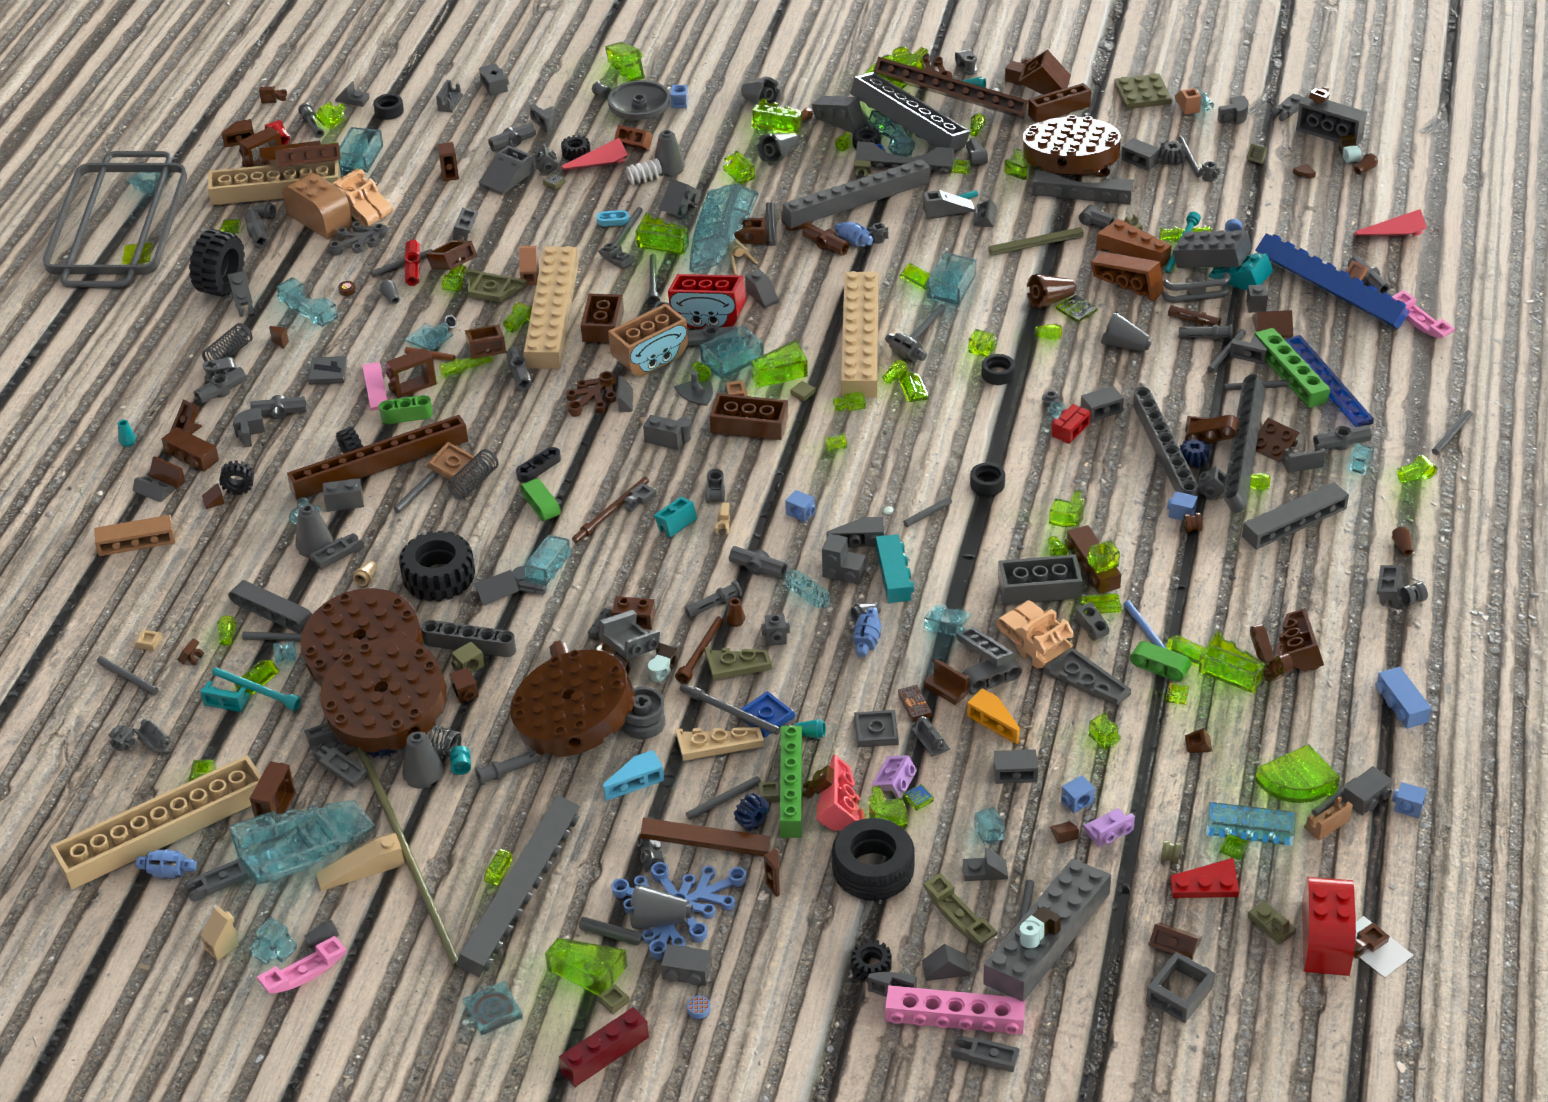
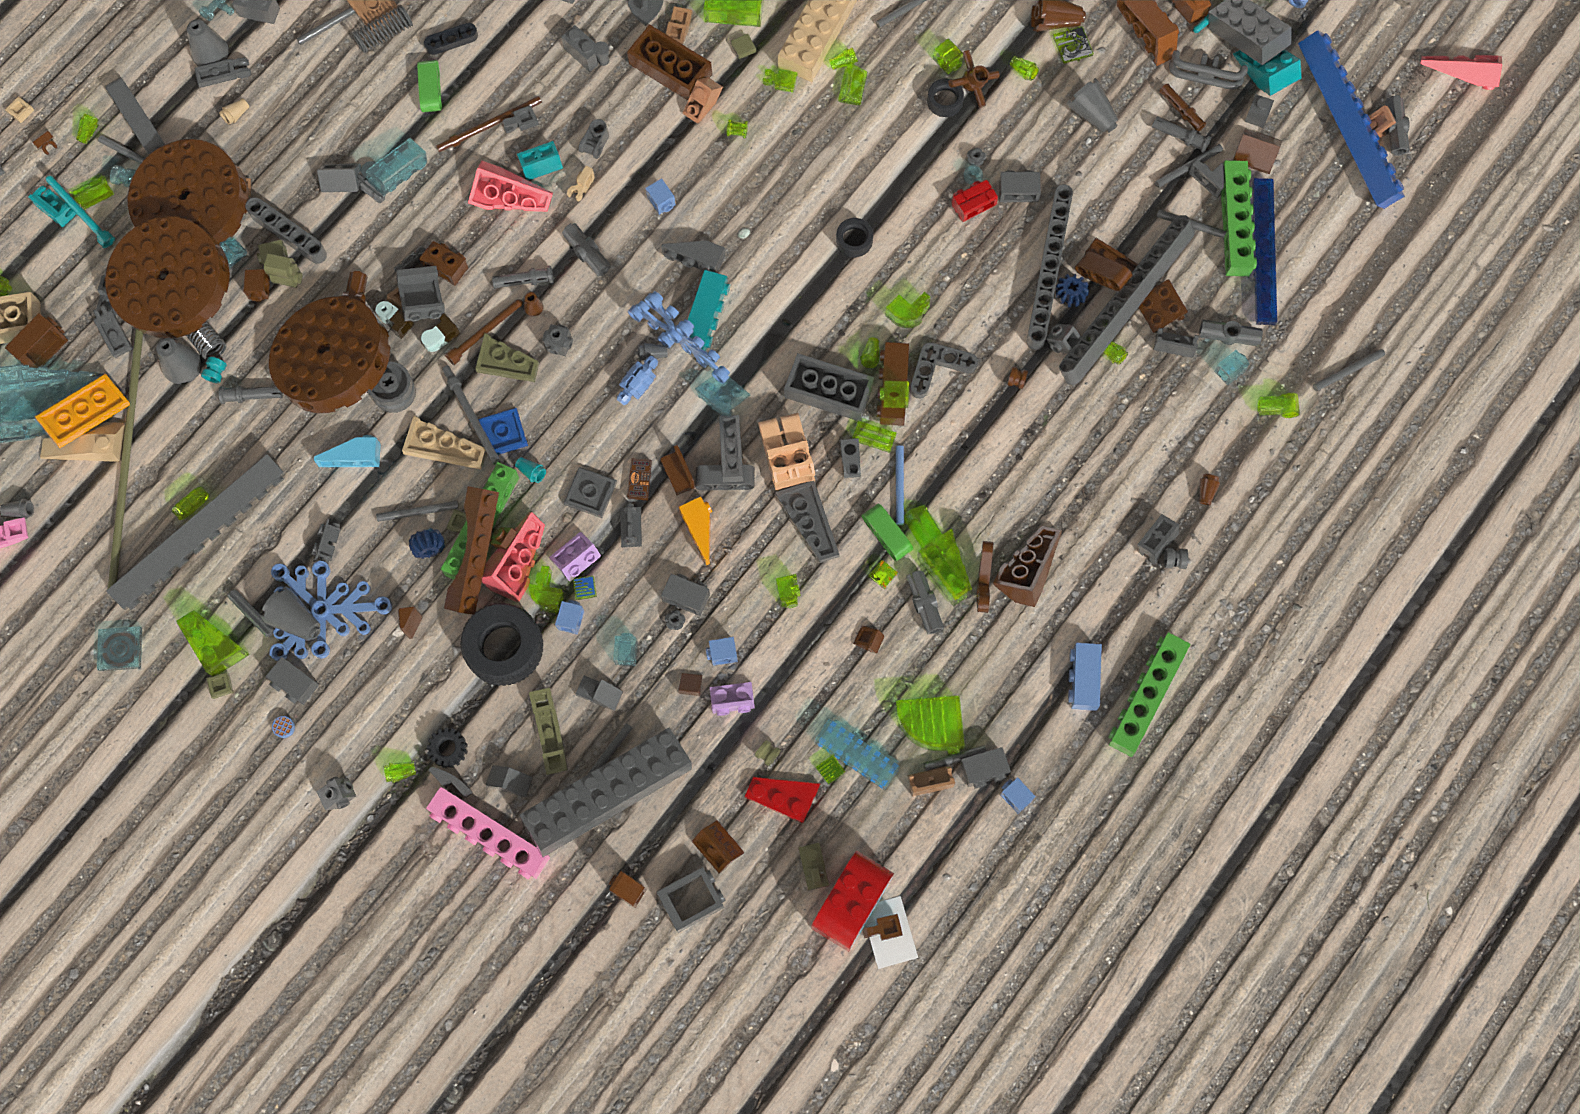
camera: 25 degrees right, 30 degrees up
(349, 829) = (82, 410): none -> light orange tile
(441, 581) = (289, 112): black tyre -> none
(487, 663) = (282, 270): none -> olive brick
(604, 1047) = (183, 735): dark red brick -> none
(653, 547) = (502, 189): none -> coral wedge
(704, 837) = (373, 553): reddish brown tile -> none
(789, 1032) = (336, 793): none -> dark grey brick
(792, 432) = (702, 99): none -> nougat slope
(812, 831) = (480, 513): none -> reddish brown arch
(813, 596) = (616, 292): clear light blue beam -> none
(835, 997) = (398, 771): none -> clear neon green cone
(841, 564) = (654, 277): dark grey brick -> none
(887, 574) = (677, 333): none -> medium blue plant
(905, 346) = (870, 31): dark grey piece -> none
(921, 820) = (569, 617): none -> medium blue brick
(928, 511) = (777, 252): dark grey bar -> none
(986, 1052) = (492, 889): dark grey hinge -> none
(1015, 347) = (974, 78): none -> reddish brown bar
(1017, 790) = (675, 625): none -> dark grey plate
(1038, 926) = (581, 801): leg -> none
(1118, 997) = (626, 889): none -> reddish brown slope
(1142, 528) = (938, 359): none -> dark grey beam
(1181, 504) = (1019, 353): medium blue brick -> none
(1229, 697) = (925, 602): none -> dark grey piece
(1295, 515) = (1122, 411): dark grey brick -> none
(1422, 320) = (1414, 205): bright pink slope -> none
(1464, 691) = (1177, 650): none -> bright green brick

